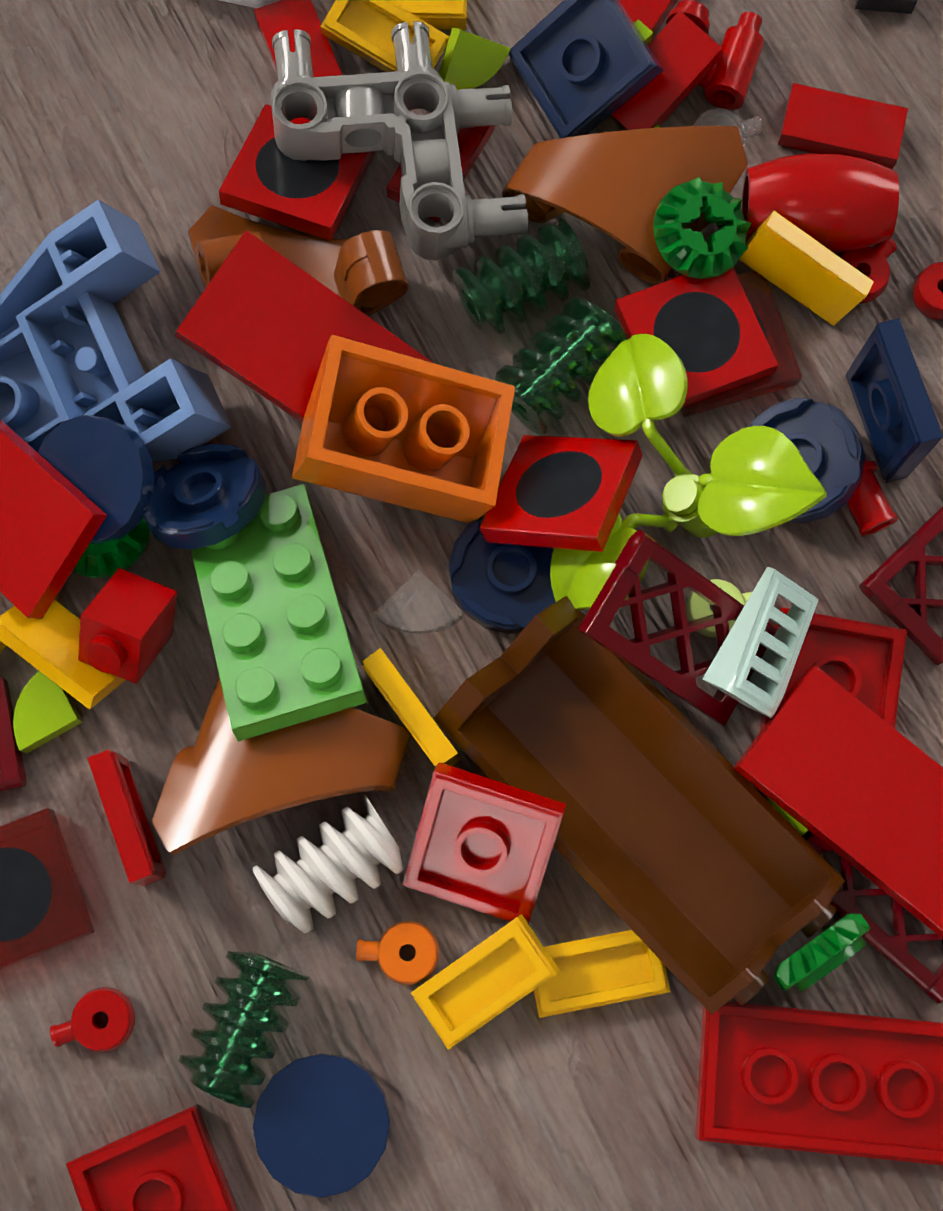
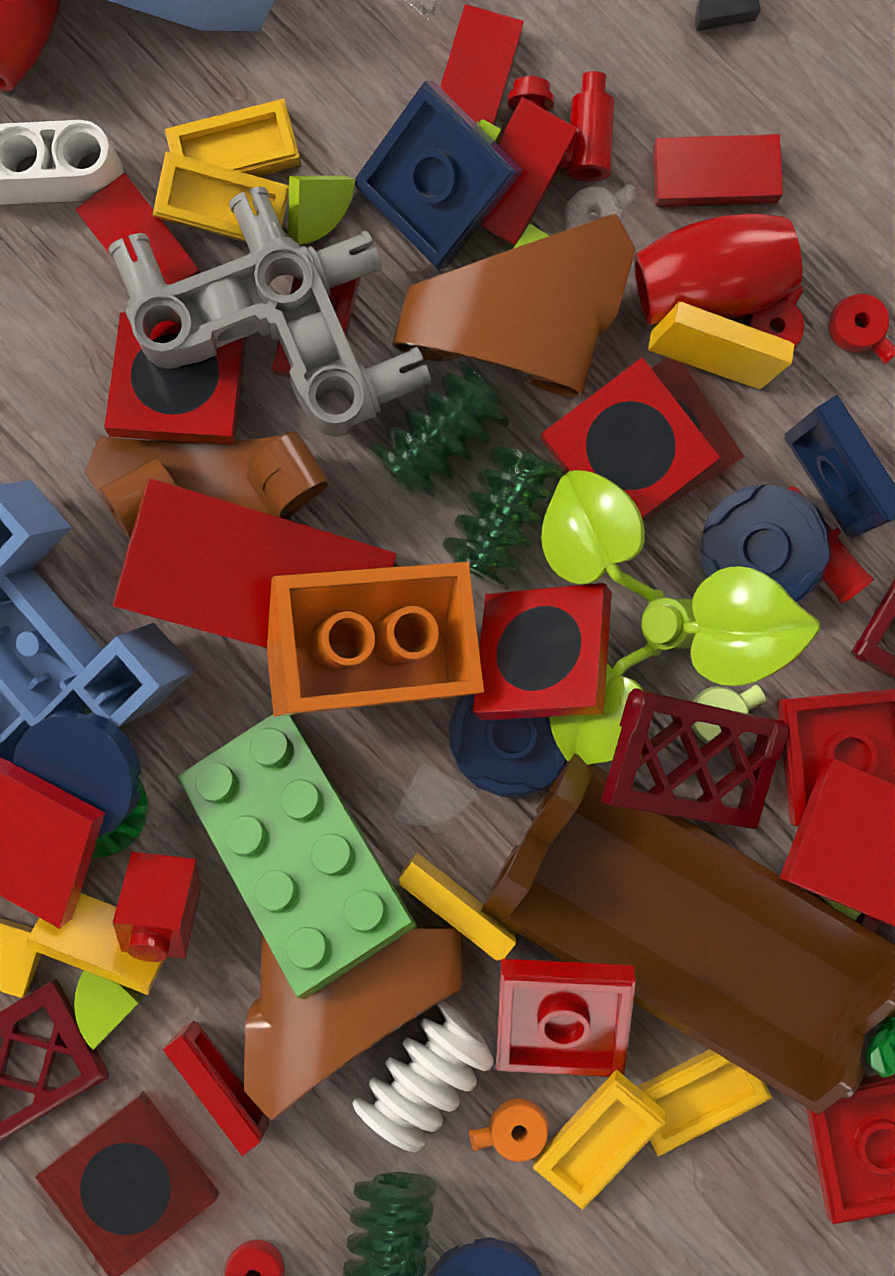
camera: 15 degrees left, 10 degrees up
(204, 497) = (192, 752): dark blue tile -> none
(686, 248) = (584, 322): green gear -> none
(738, 652) = (776, 773): light aqua slope -> none

